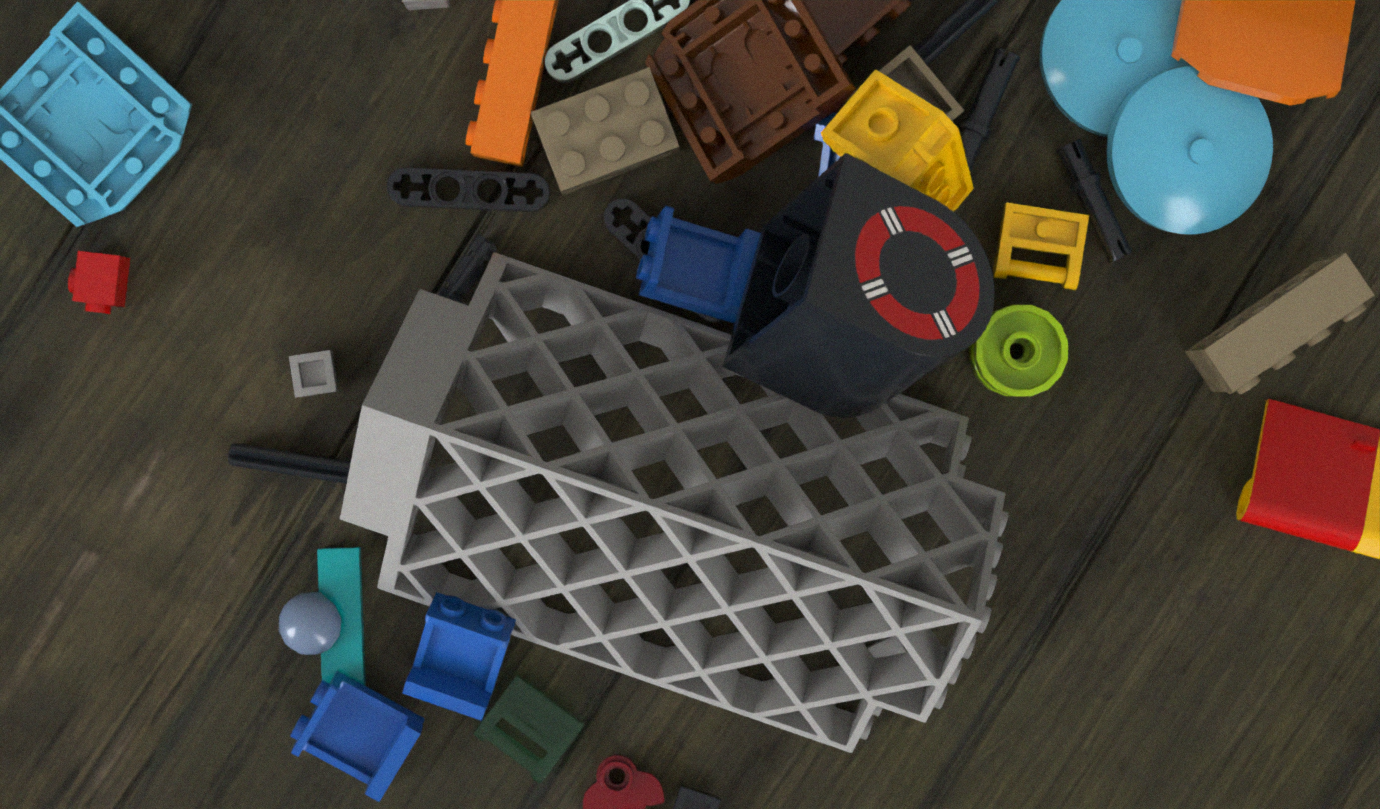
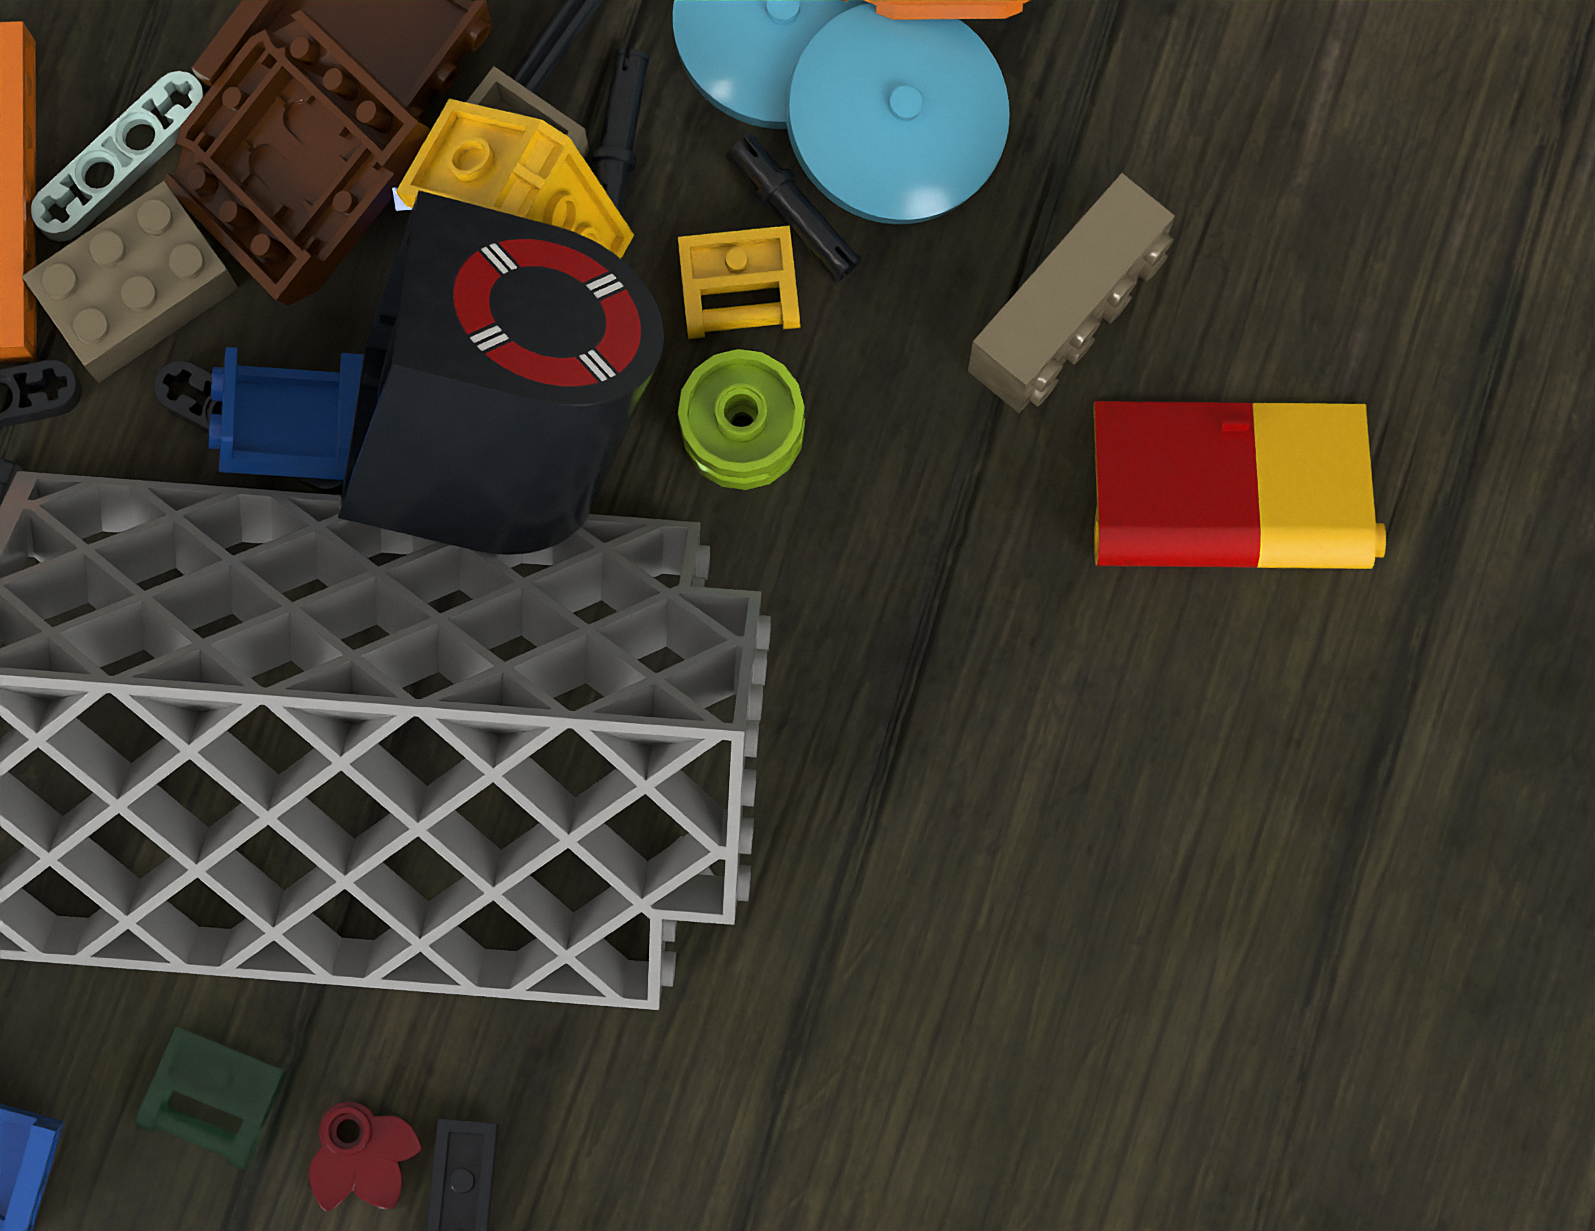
camera: 20 degrees left, 10 degrees down
(459, 656) = (89, 1014): blue panel -> none

